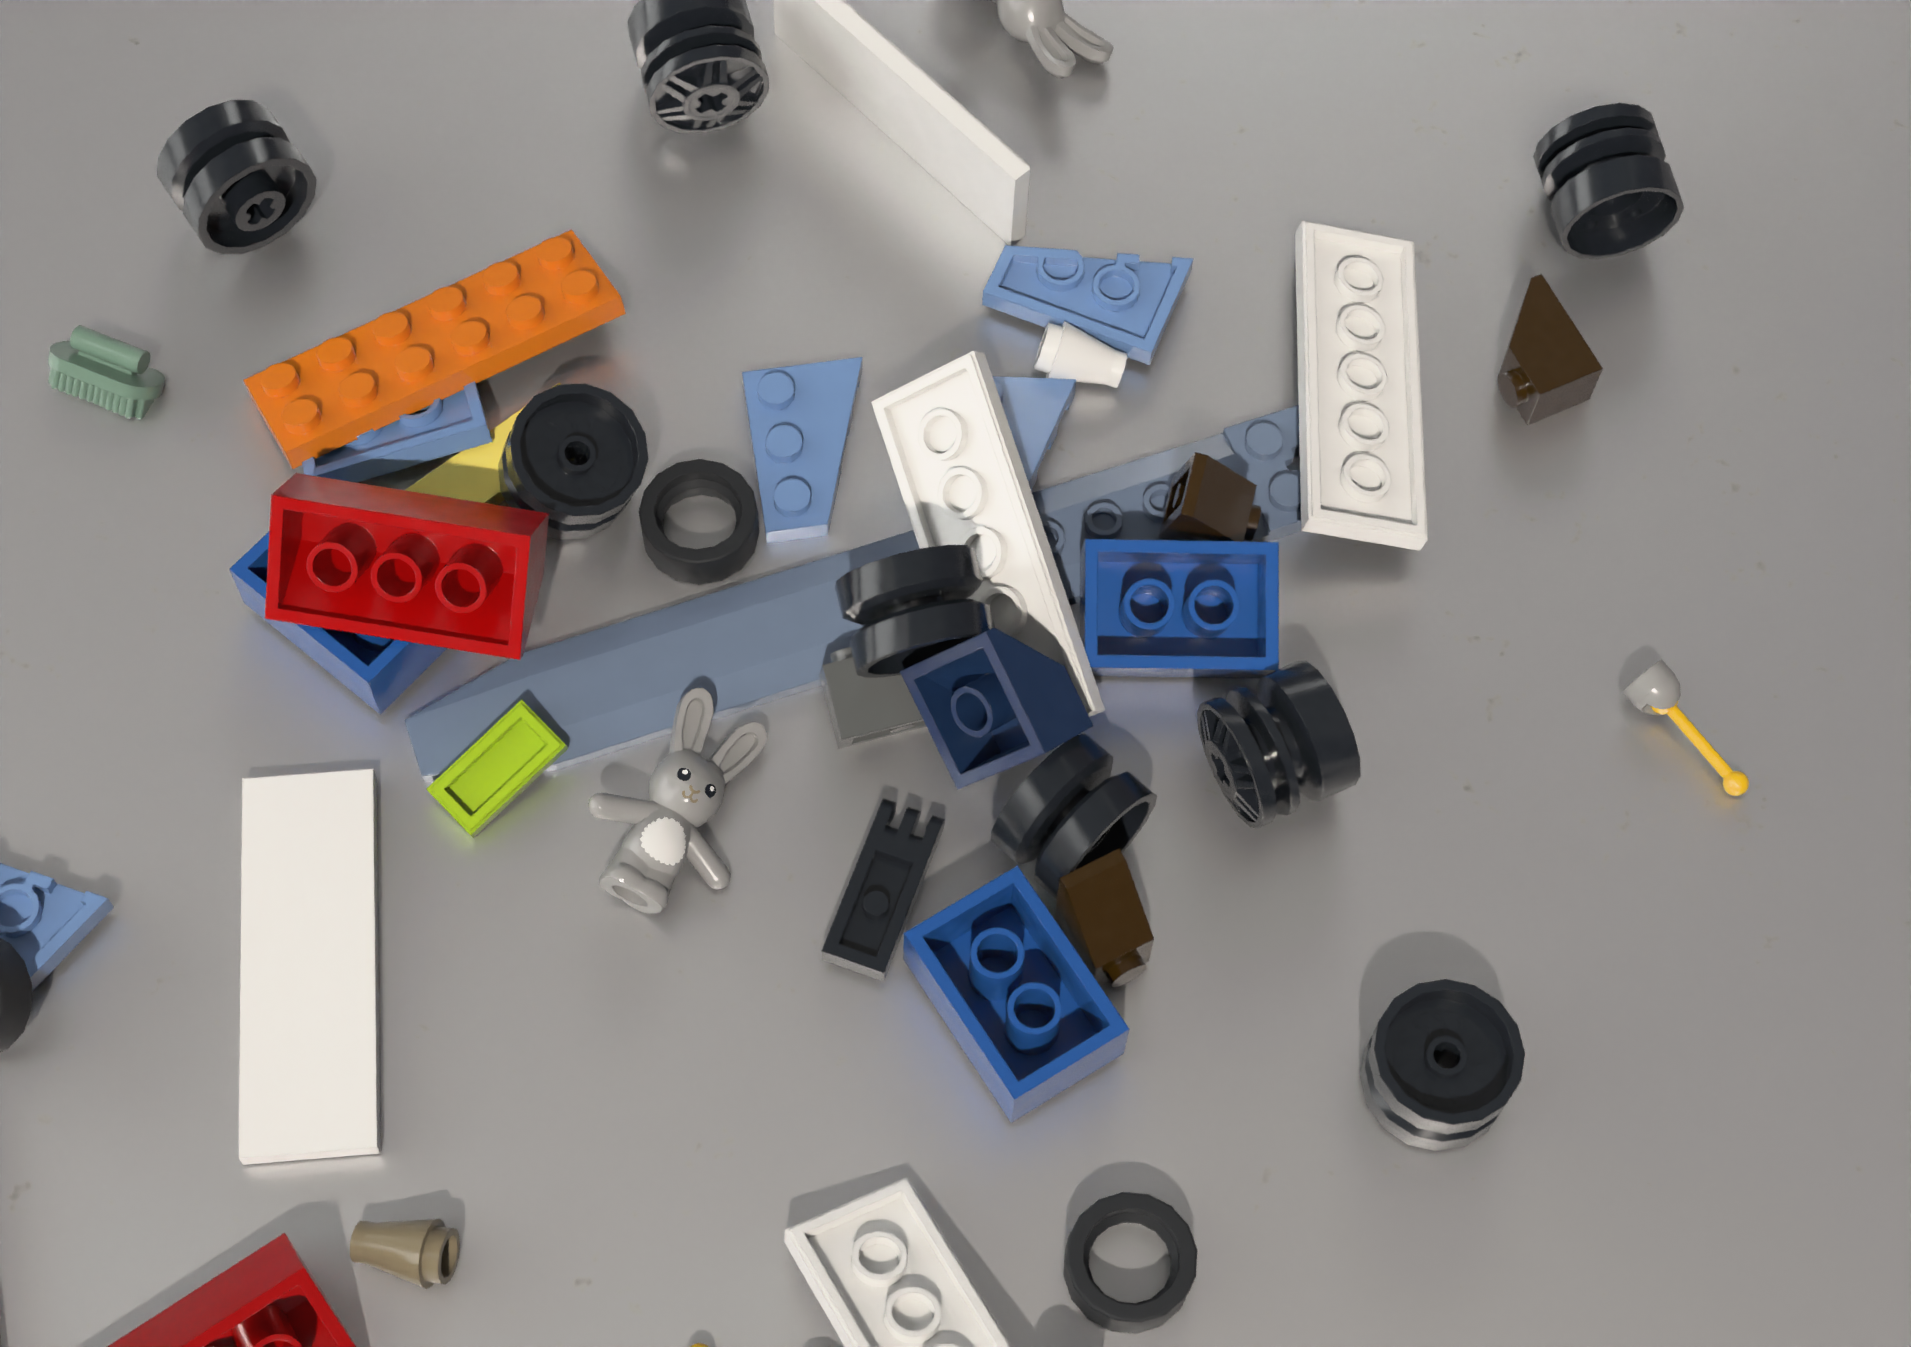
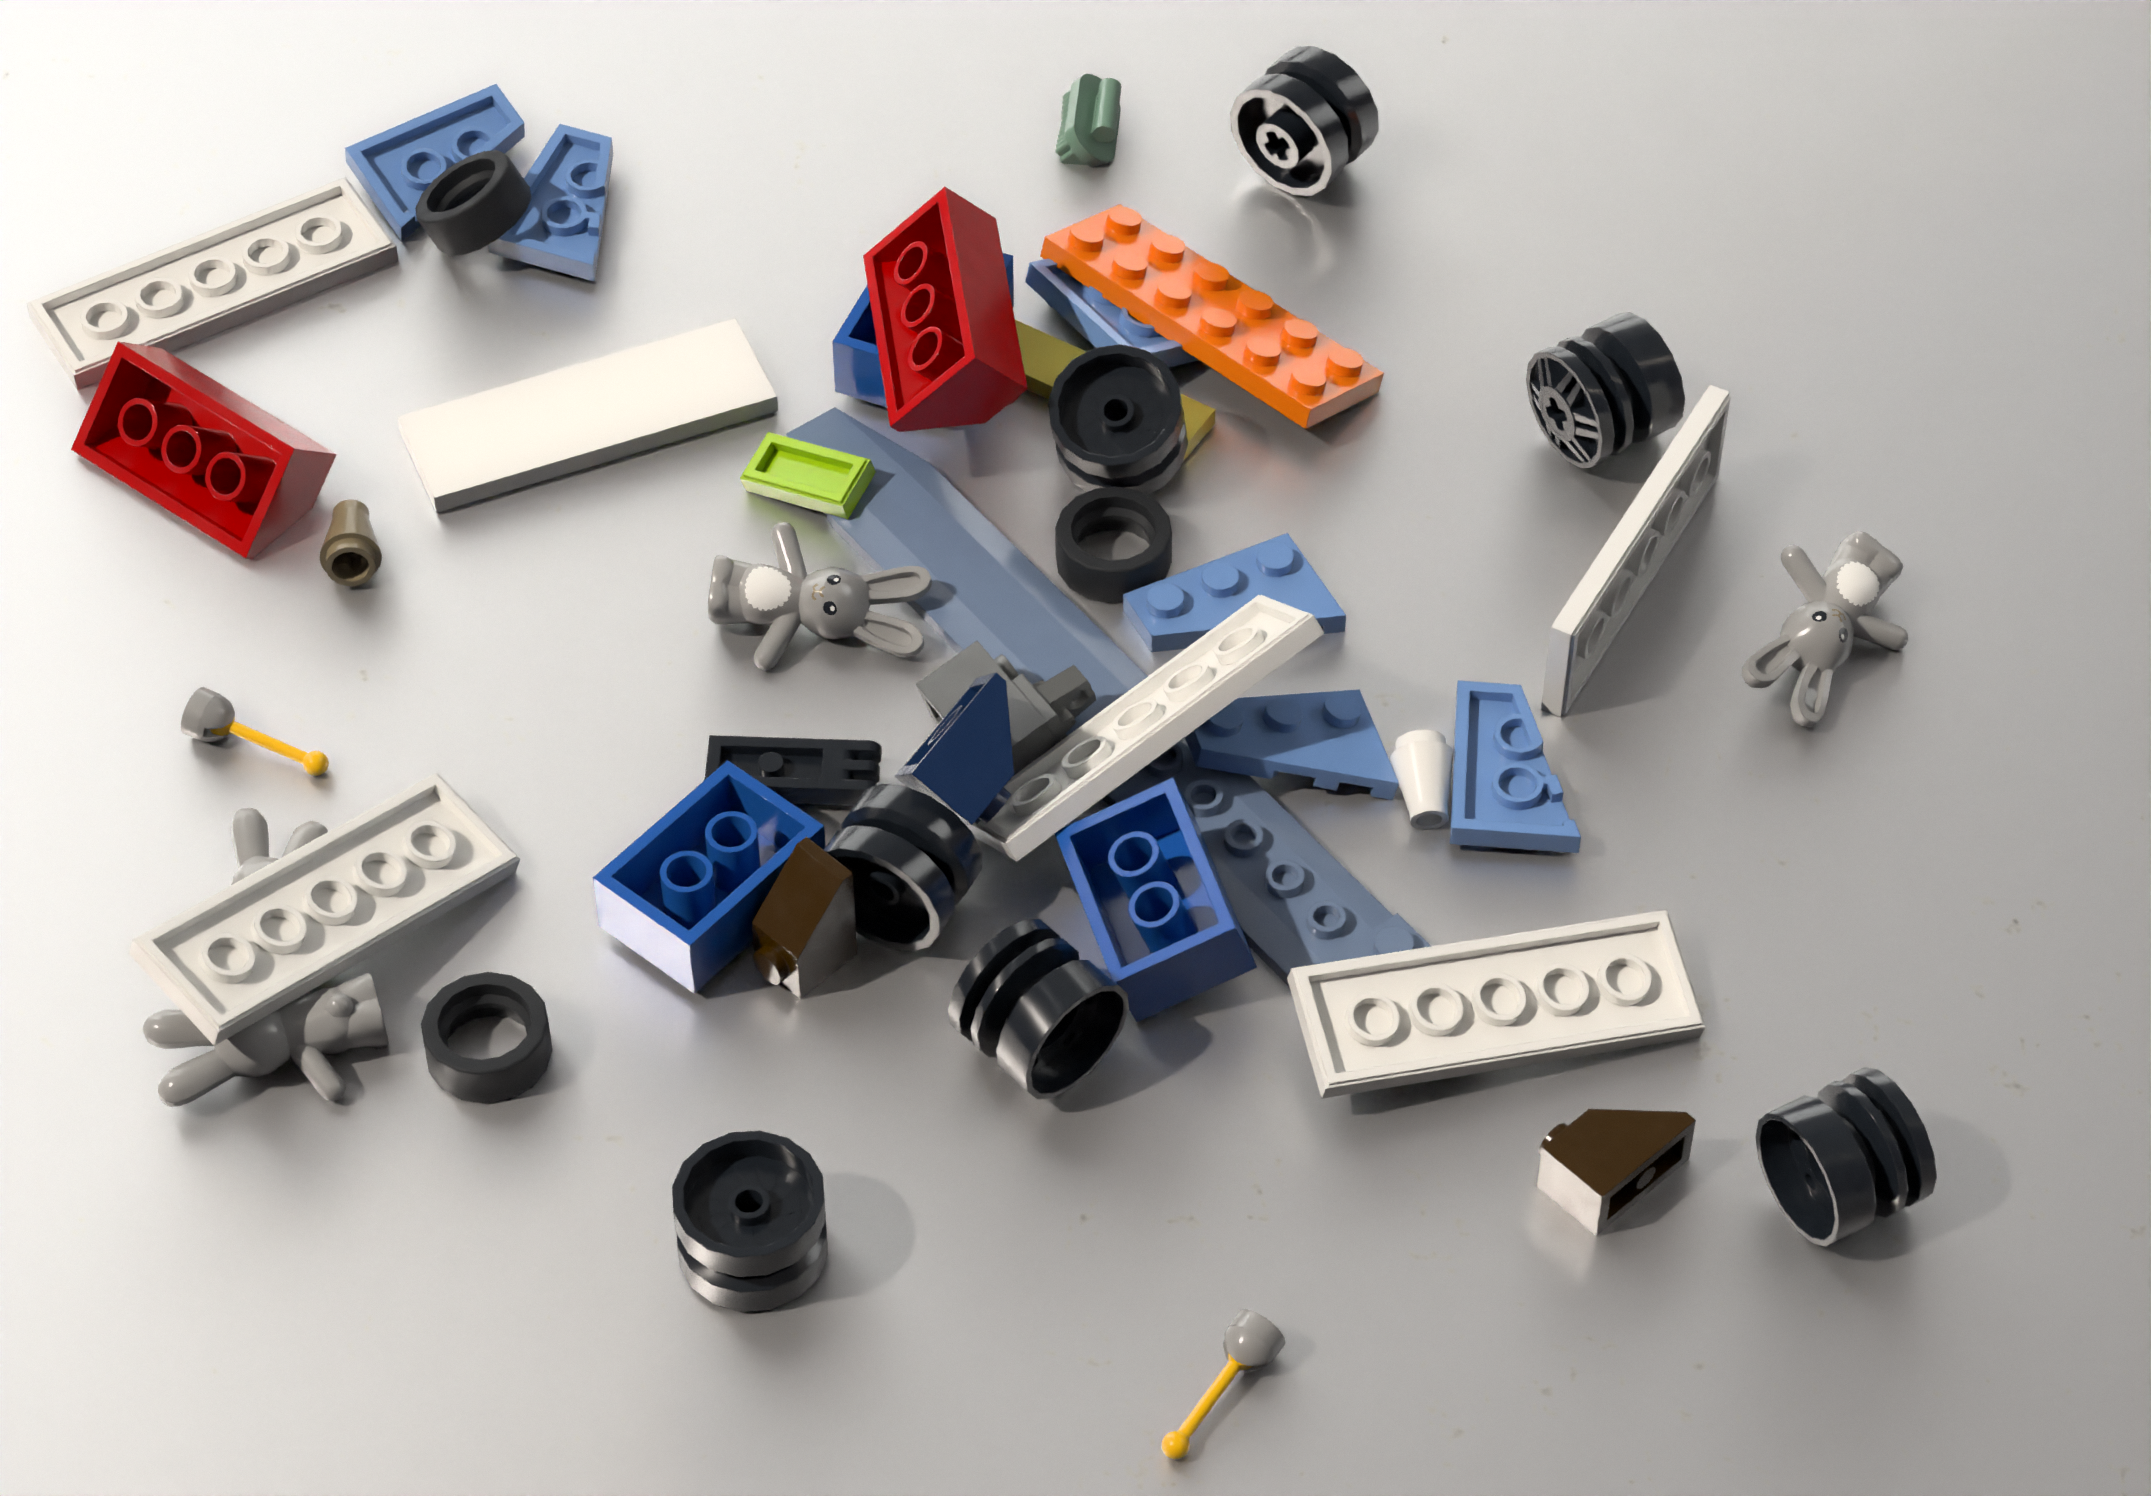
camera: 75 degrees right, 15 degrees down
(912, 607) = (1029, 647): black wheel -> none
(1209, 504) = (1266, 879): dark brown slope -> none

